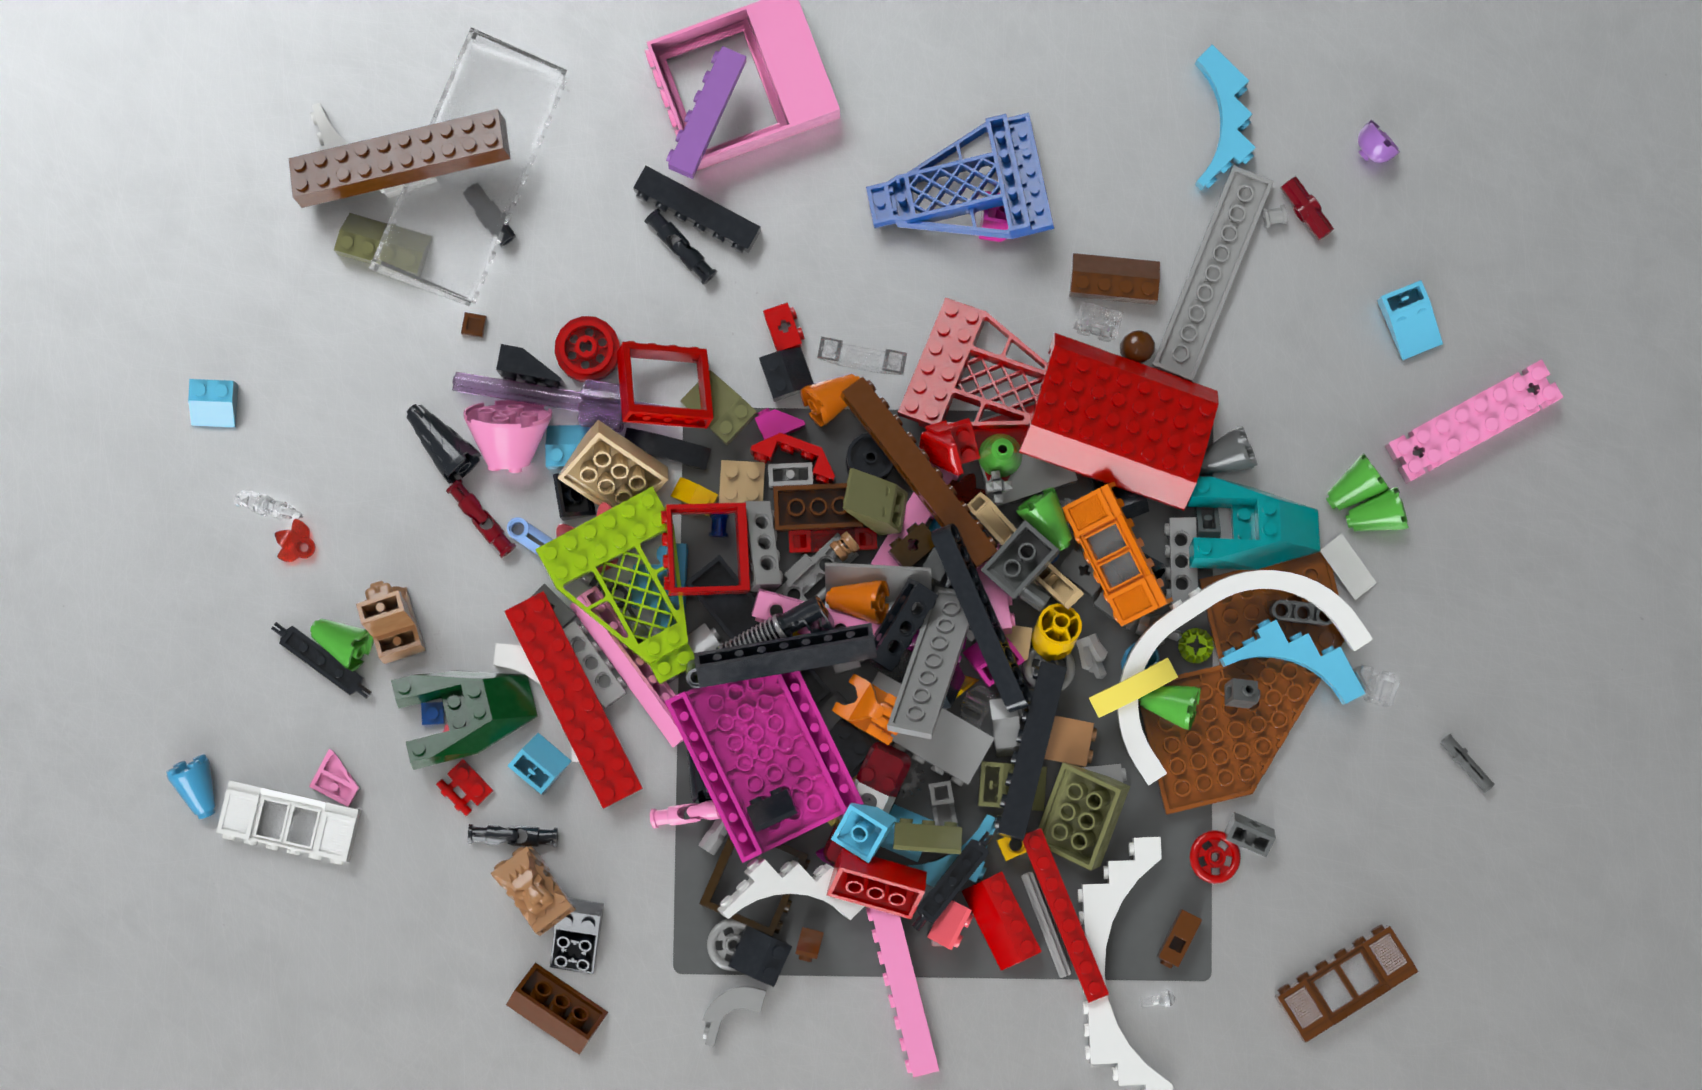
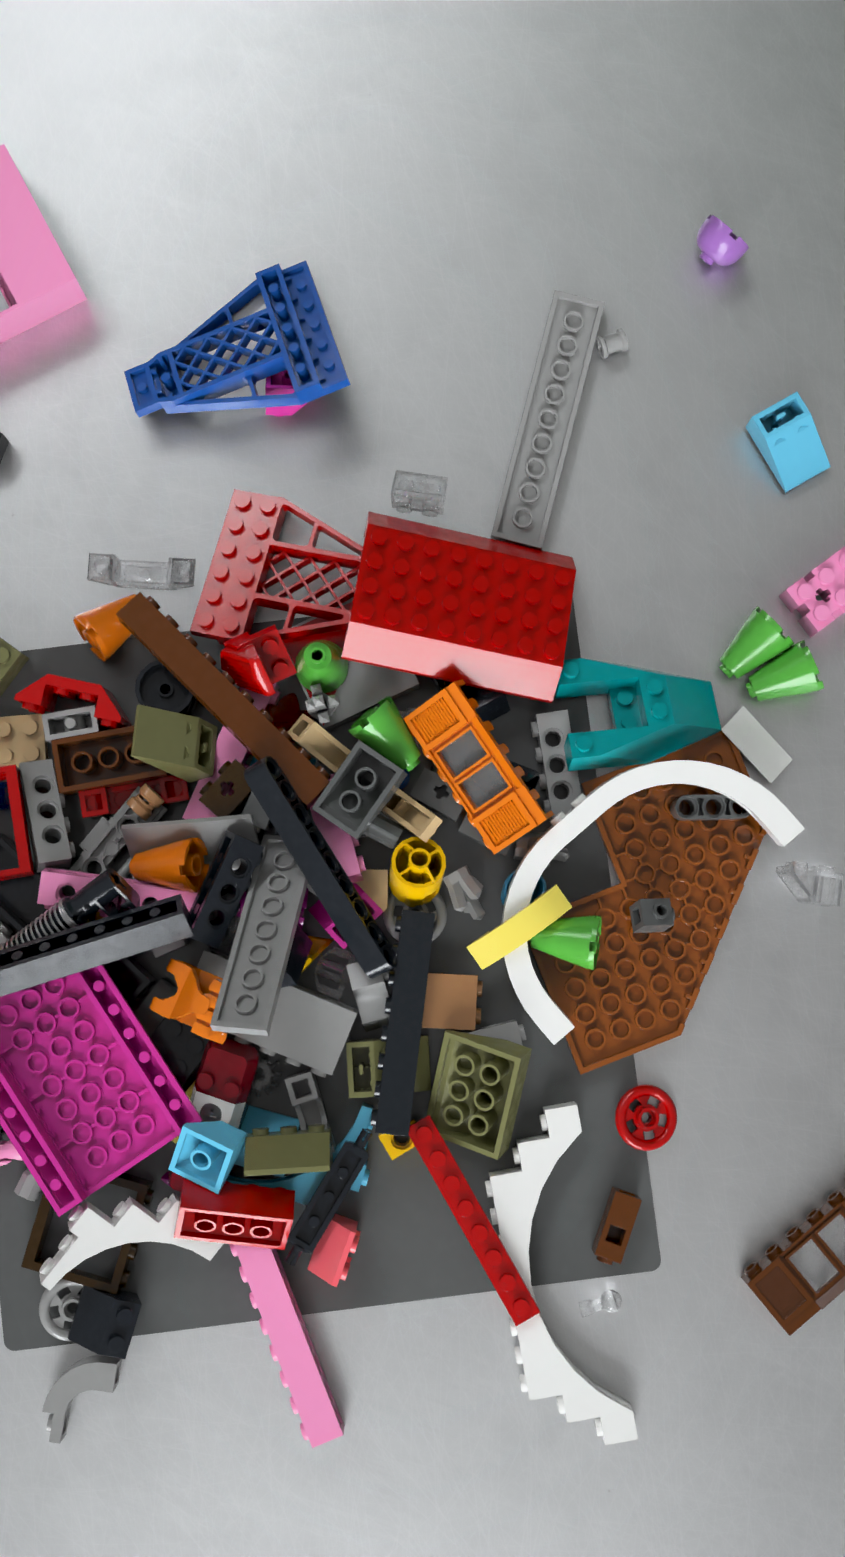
camera: 10 degrees left, 0 degrees up
(771, 809) = (88, 1144): black slope -> none
(774, 318) = (36, 540): red brick -> none
(777, 422) = (49, 661): dark pink slope -> none
(786, 372) = (54, 603): black slope -> none
(809, 944) = (163, 1298): reddish brown slope -> none
(1001, 921) = (398, 1233): red slope -> none
(1046, 924) = (452, 1230): light grey axle -> none
(1115, 279) = (433, 442): reddish brown slope -> none
(1137, 346) = (471, 517): reddish brown hair -> none
(1188, 652) = (579, 872): lime gear -> none
(1207, 522) = (582, 714): dark grey slope -> none
(1226, 84) = (537, 200): medium azure arch -> none
(1229, 454) = (596, 628): dark grey cone -> none
(1250, 834) = (685, 1085): dark grey brick -> none
(1307, 208) = (648, 329): dark red piece -> none
(1330, 667) = (754, 867): medium azure arch -> none

